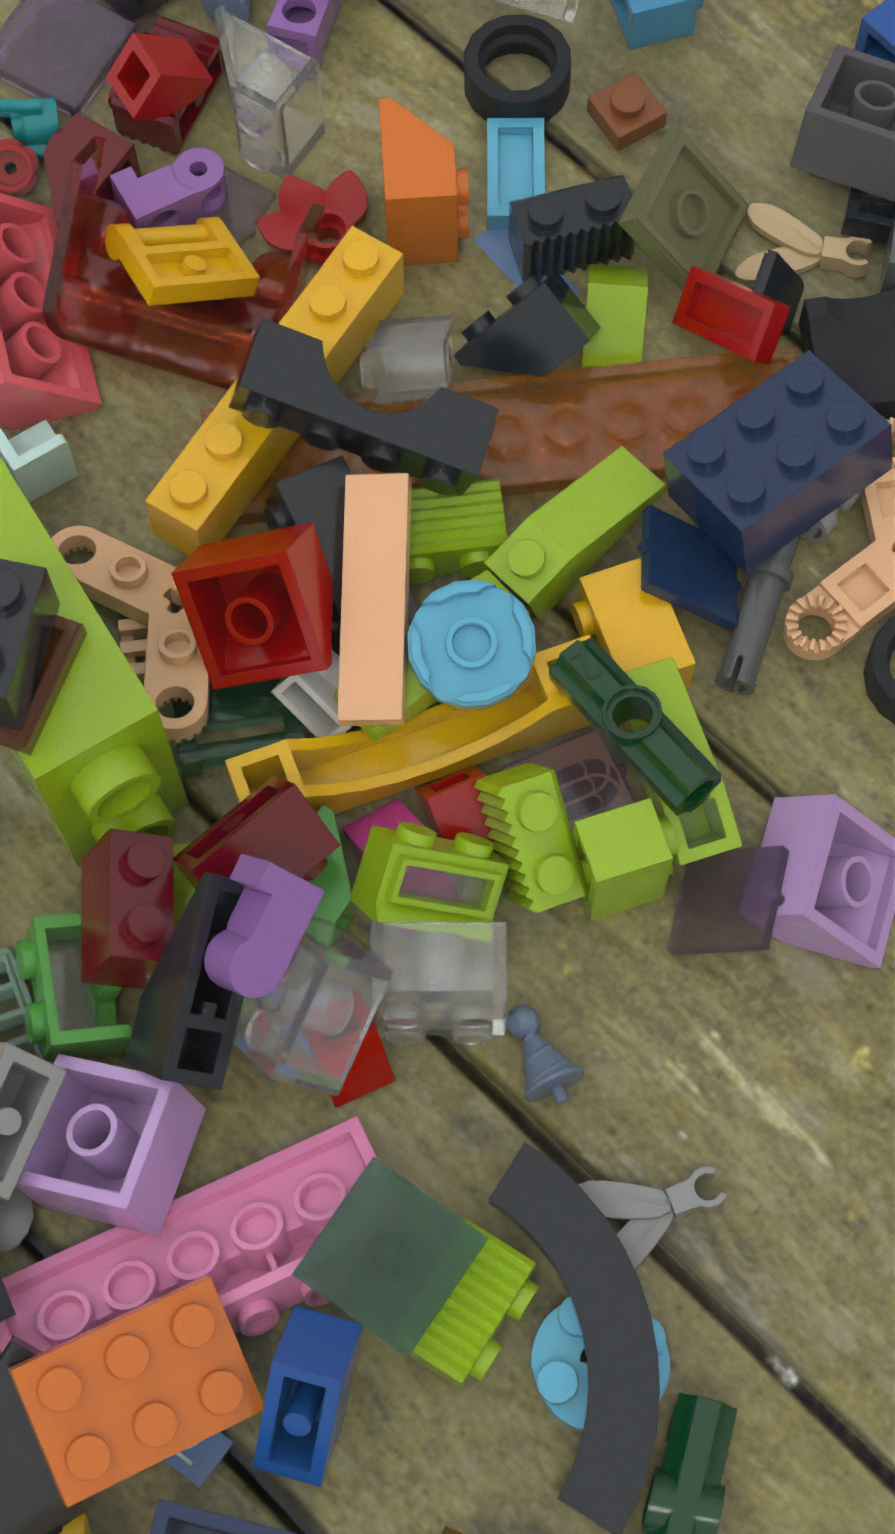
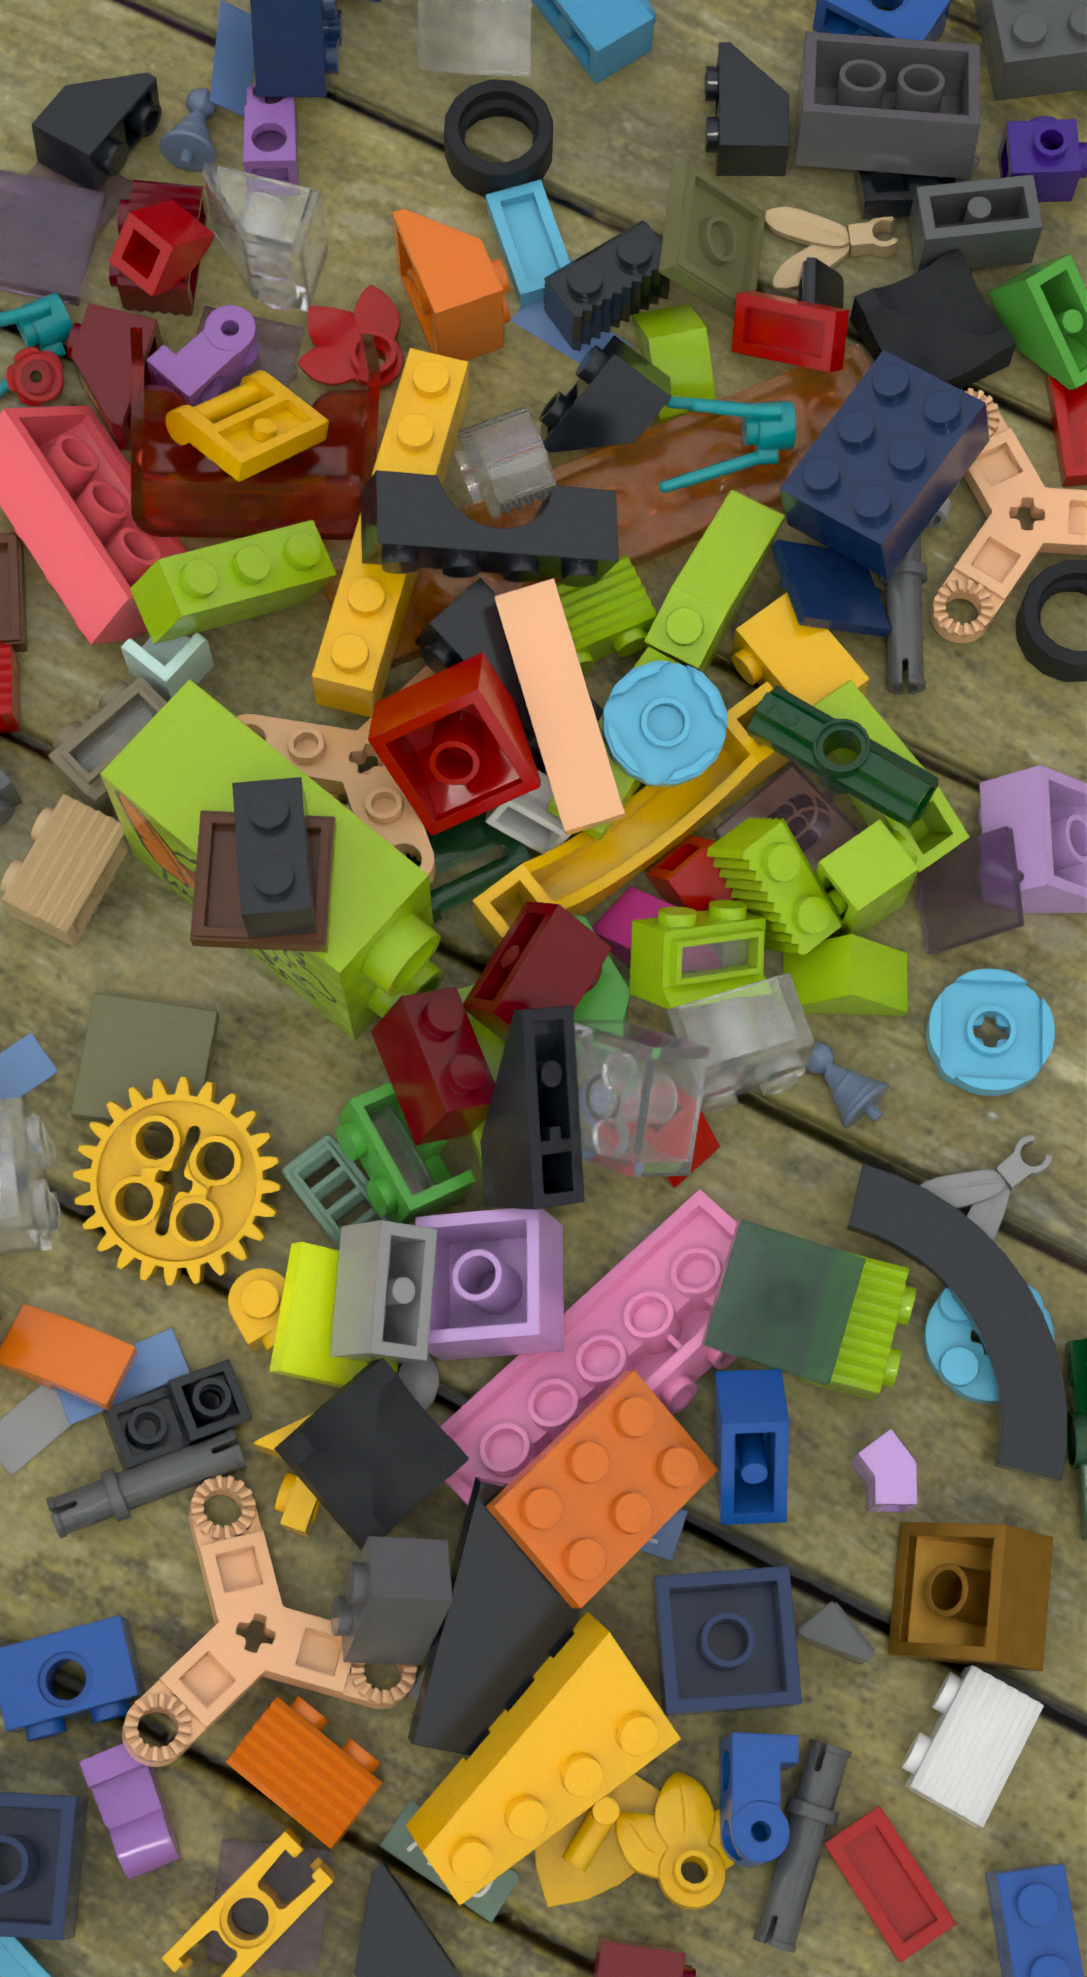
camera: 20 degrees left, 5 degrees up
(109, 395) = (232, 581): none -> lime brick
(262, 928) = (583, 1045): medium lavender leg -> none
(444, 1471) = (888, 1475): none -> lavender piece
(579, 951) = (850, 977): none -> lime slope
(626, 111) = (616, 149): dark orange plate -> none
(675, 395) = (763, 424): none -> teal plant
(739, 1034) = (1015, 1007): none -> medium azure plate
(762, 113) = (750, 117): none -> black slope

